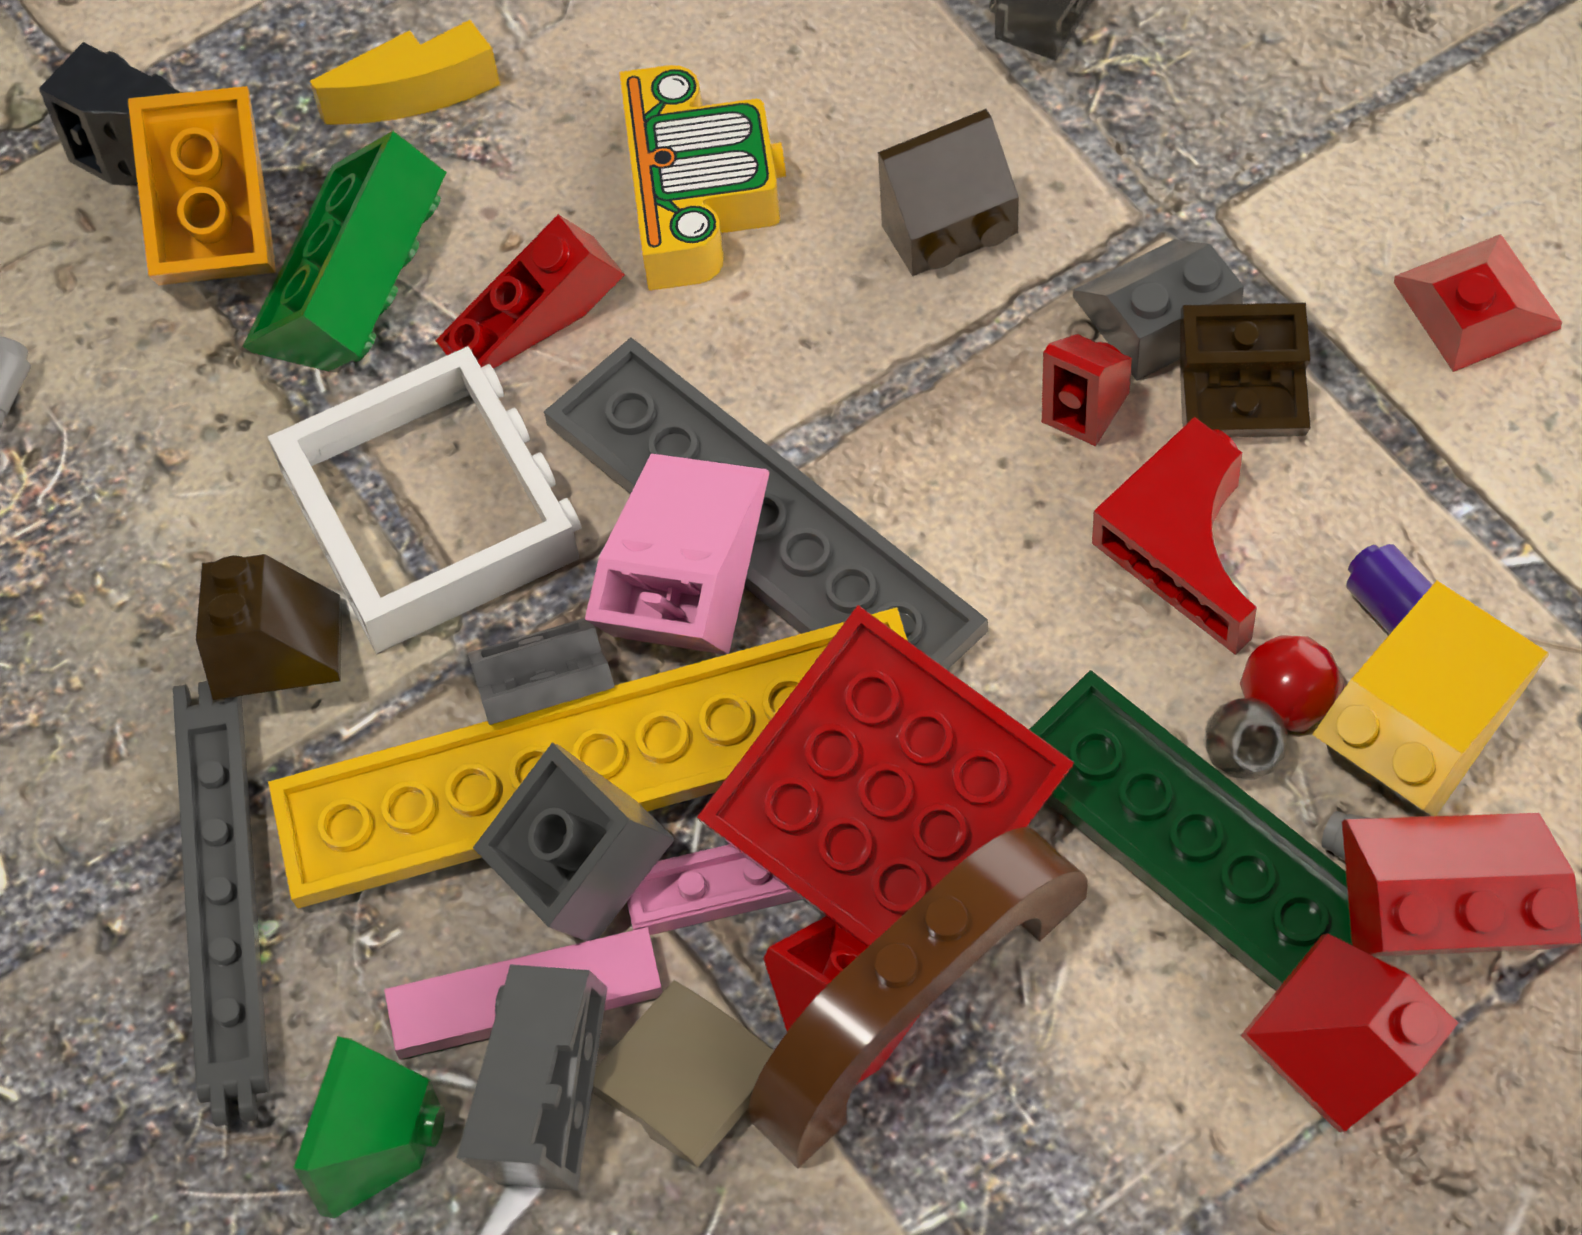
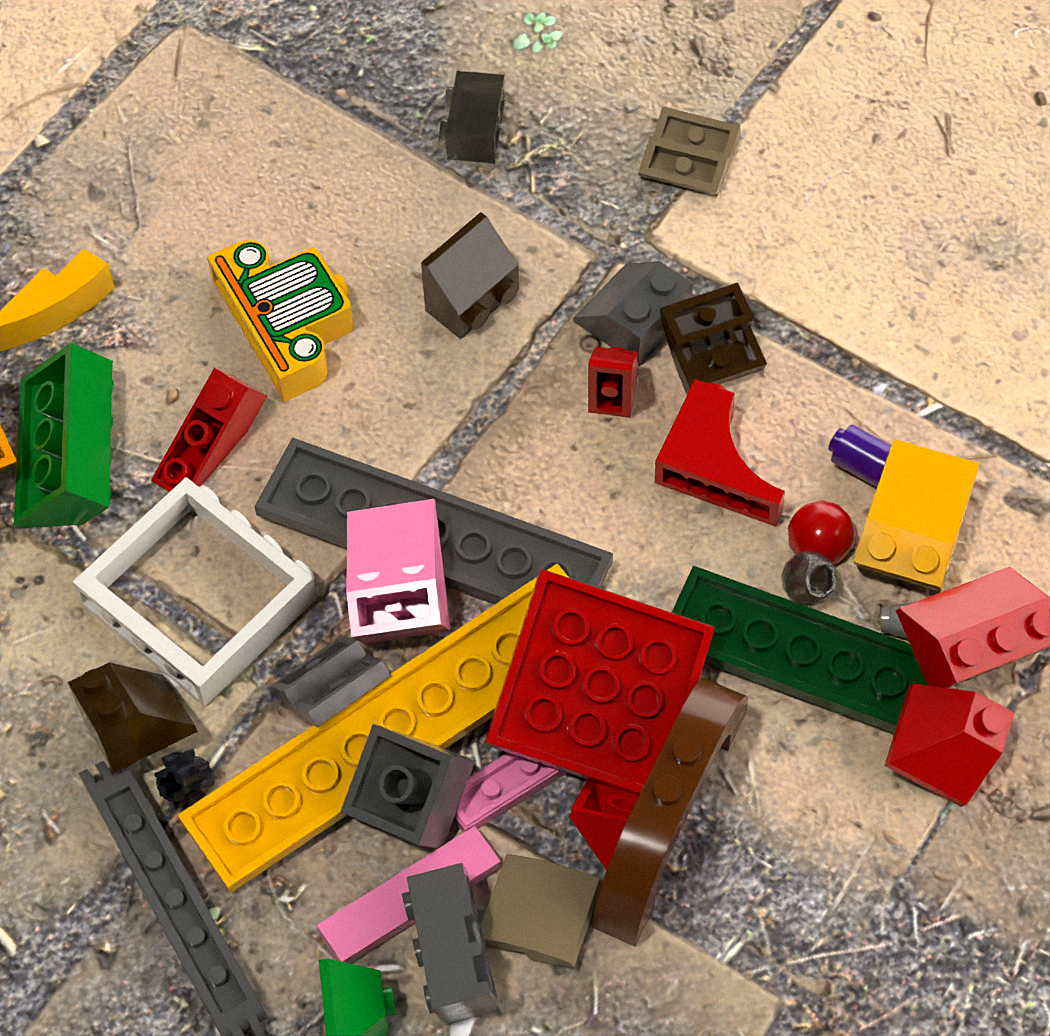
camera: 25 degrees left, 0 degrees up
(298, 736) = (183, 778): none -> black gear
(1324, 114) = (690, 151): none -> dark tan slope
(1477, 302) = (836, 249): red slope -> none

